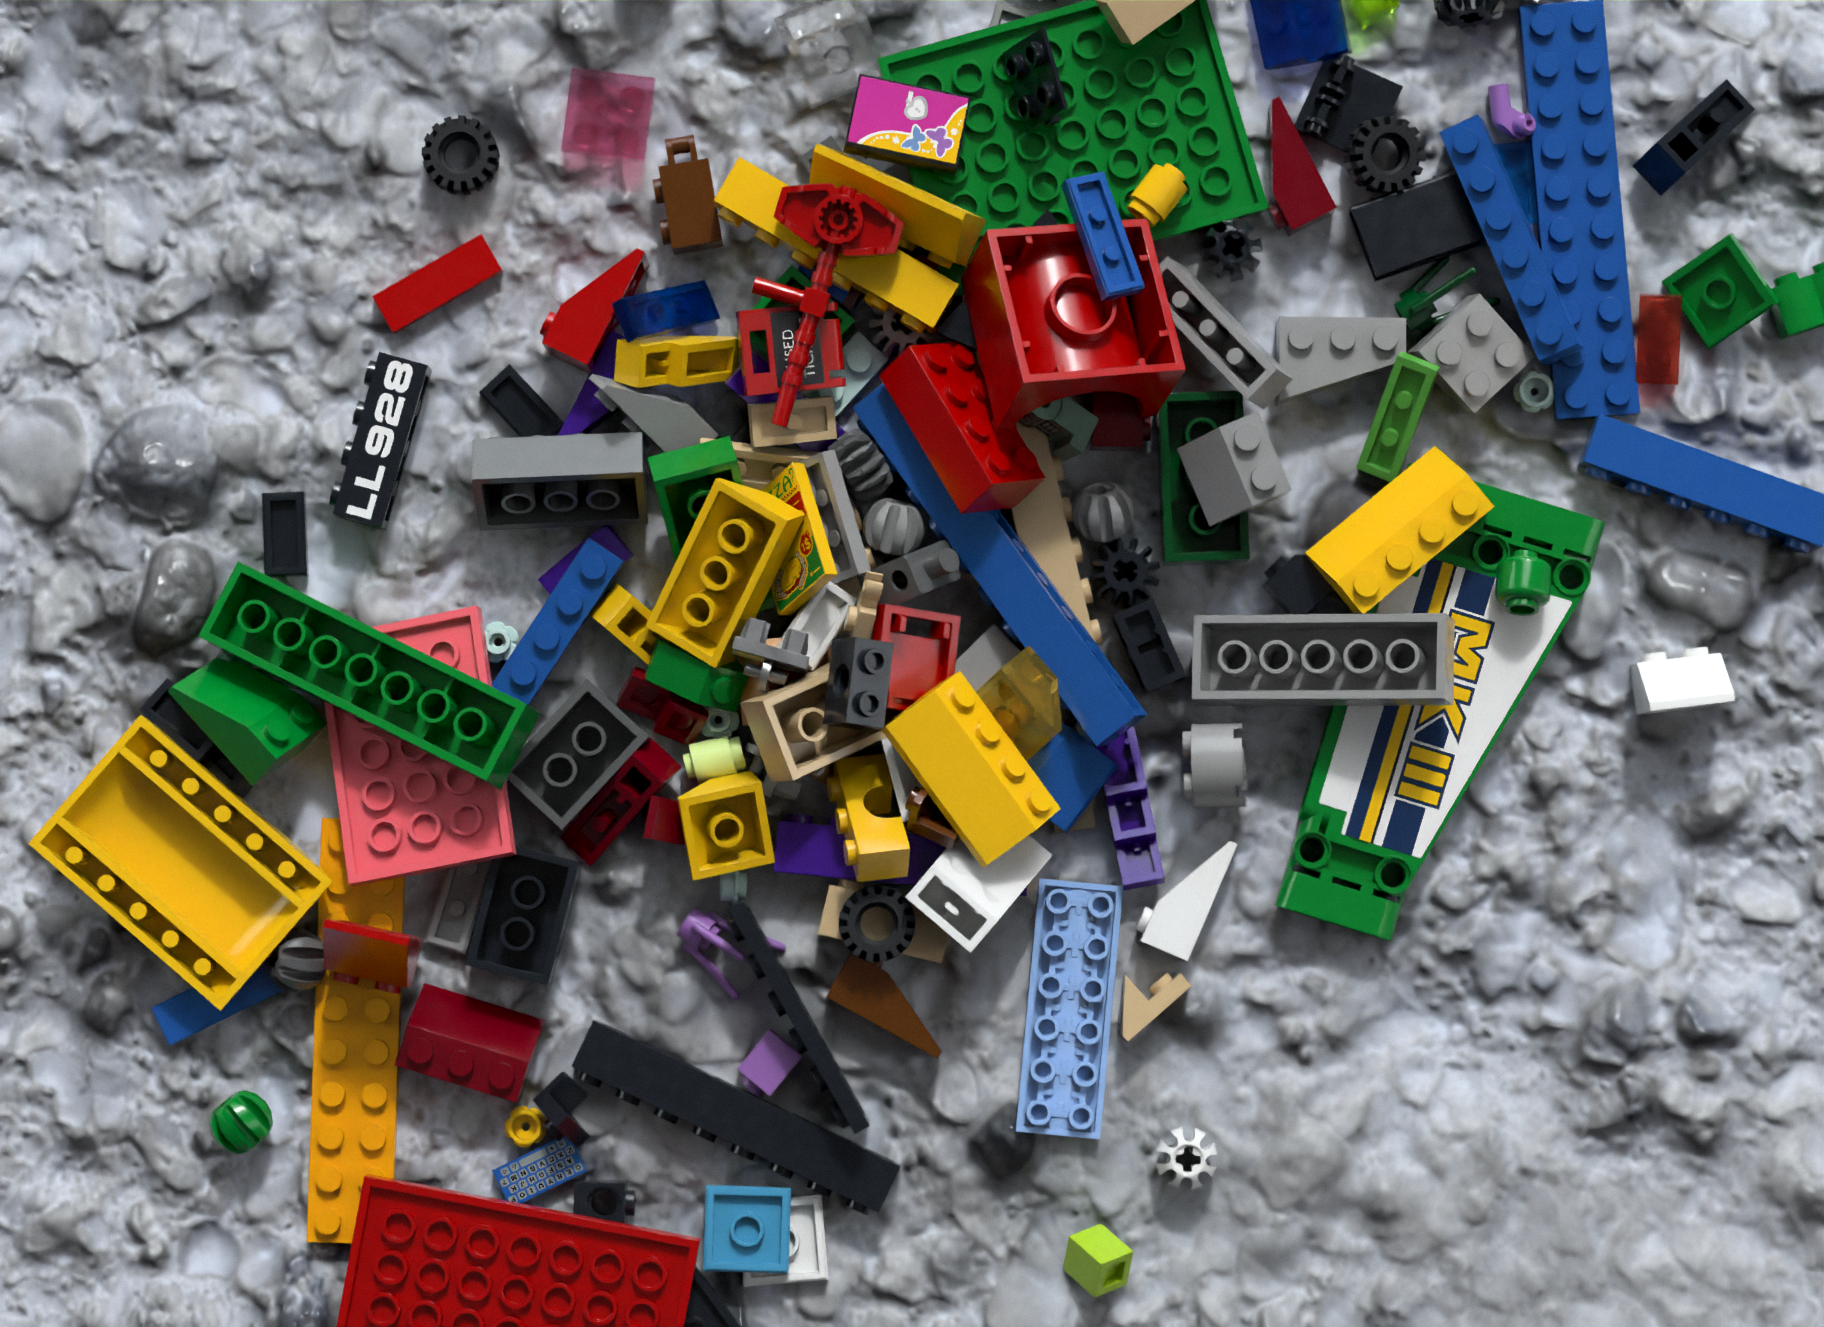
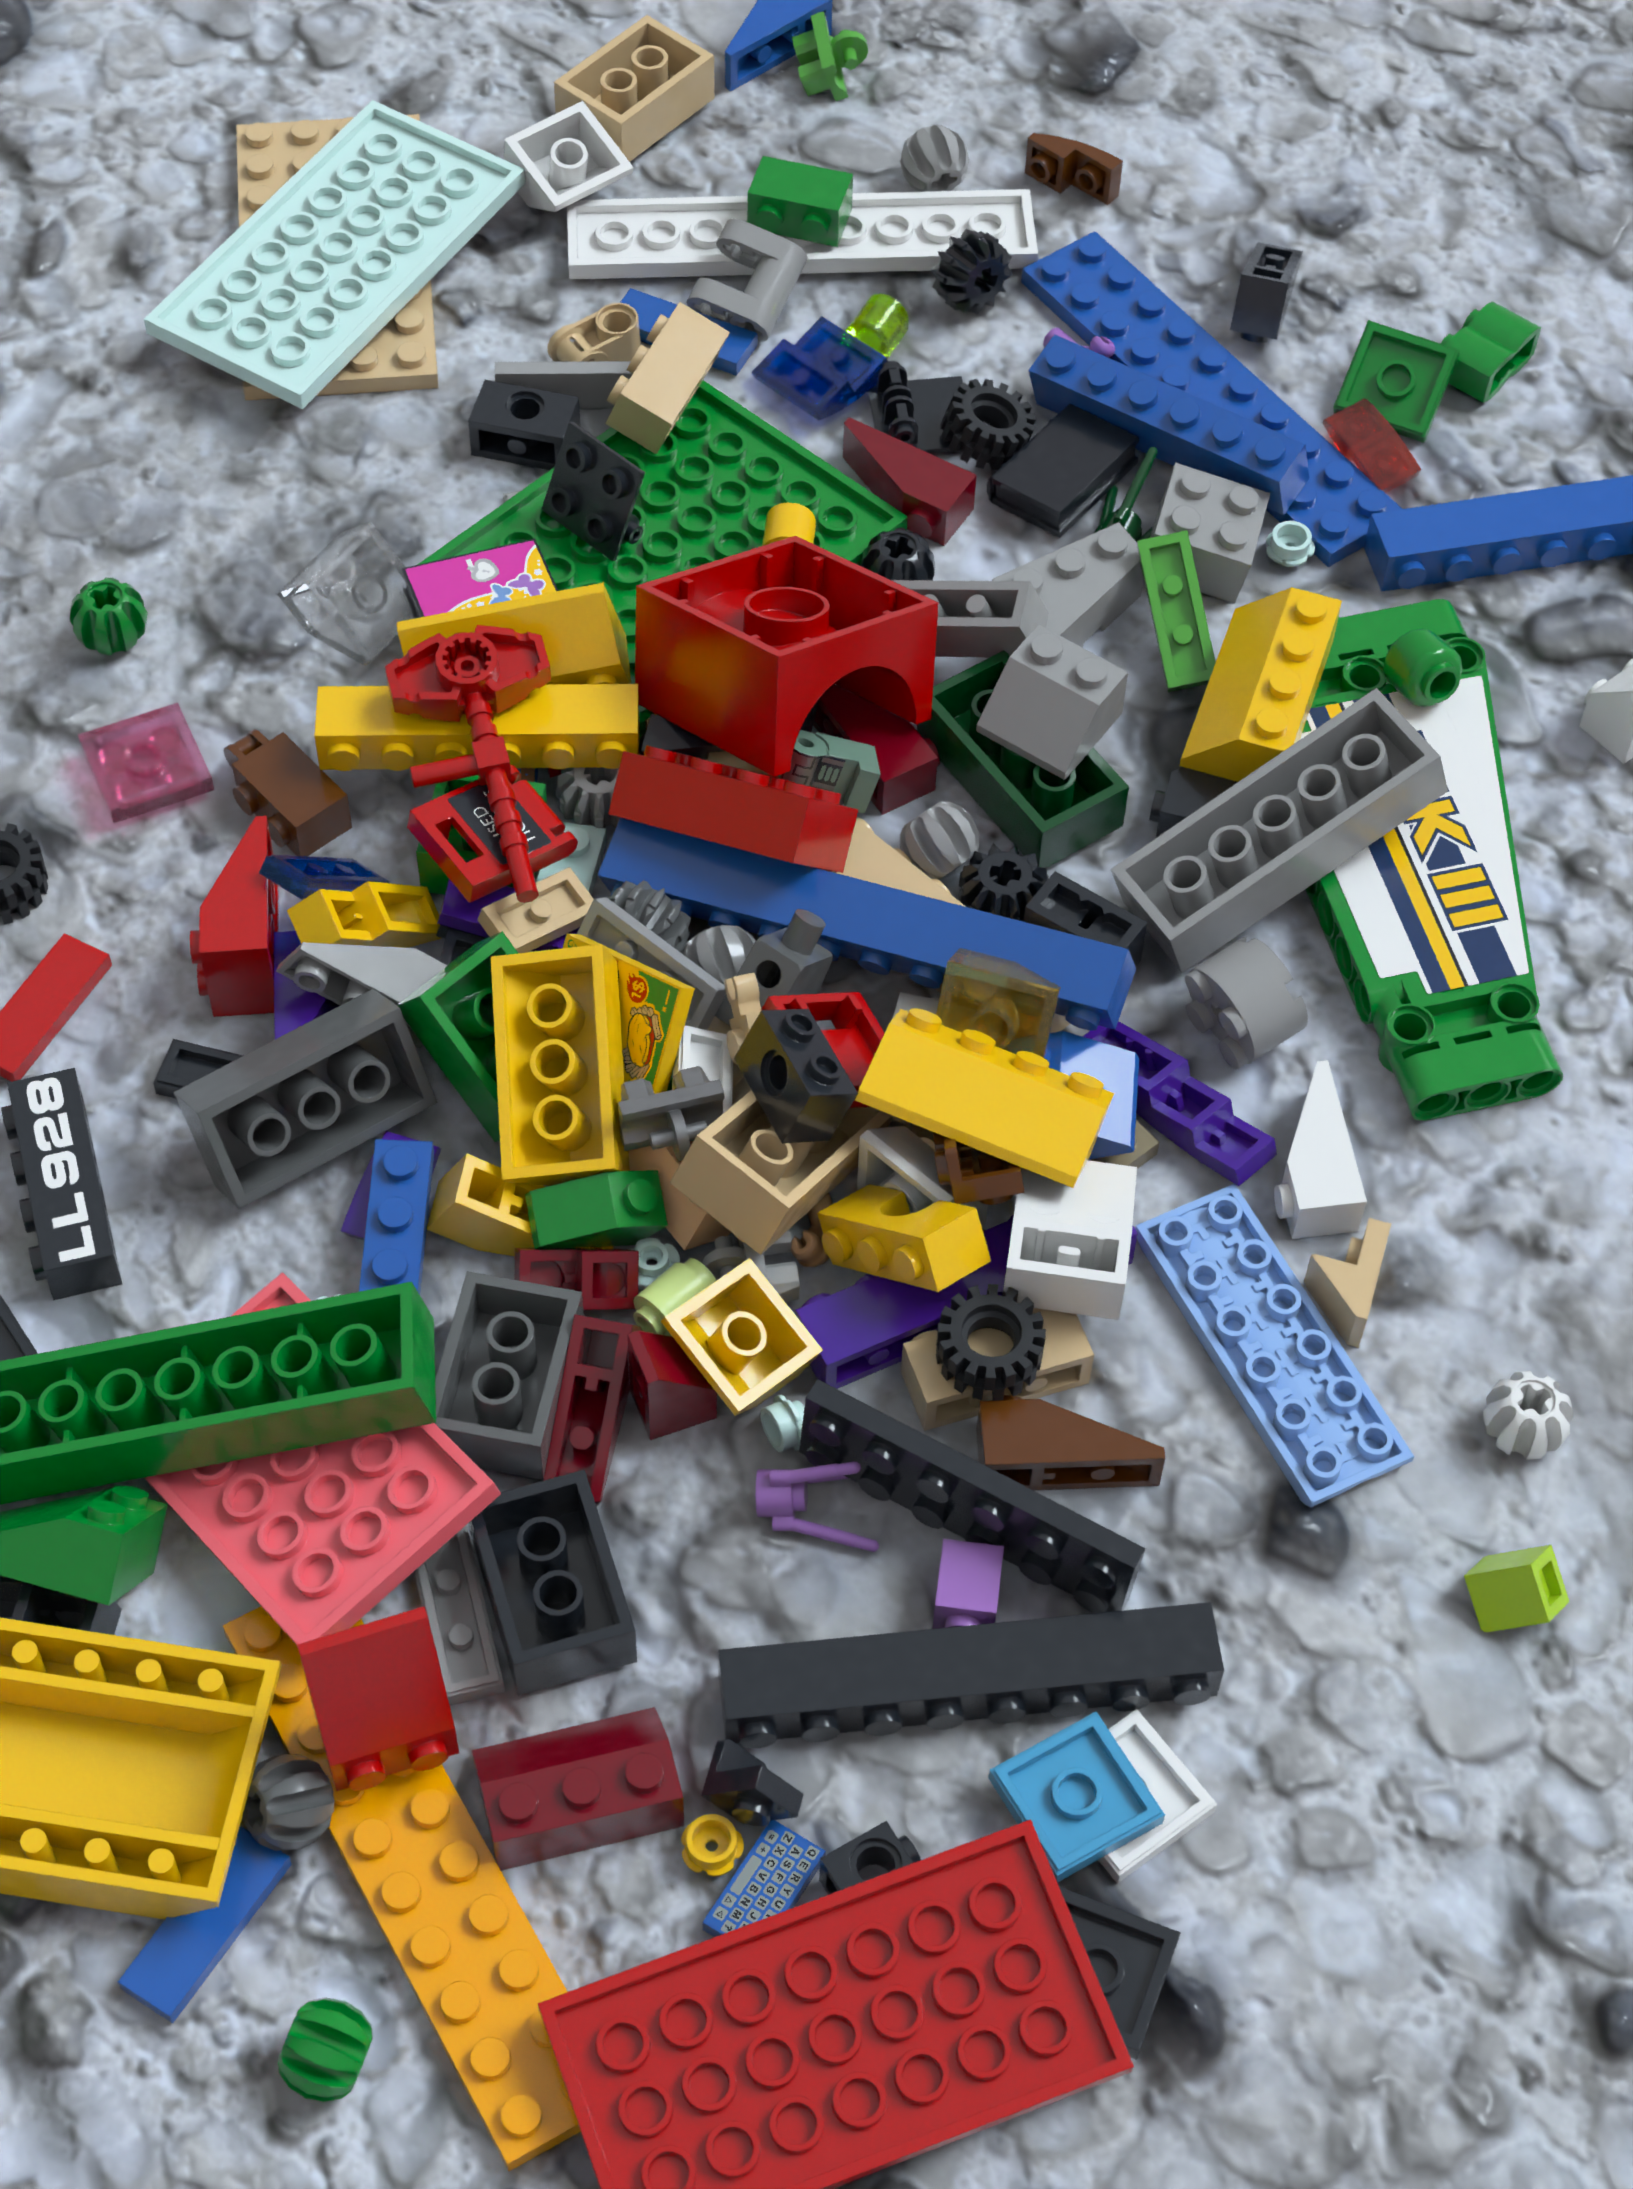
camera: 30 degrees left, 30 degrees down
(1103, 236) = (763, 551): blue tile -> none

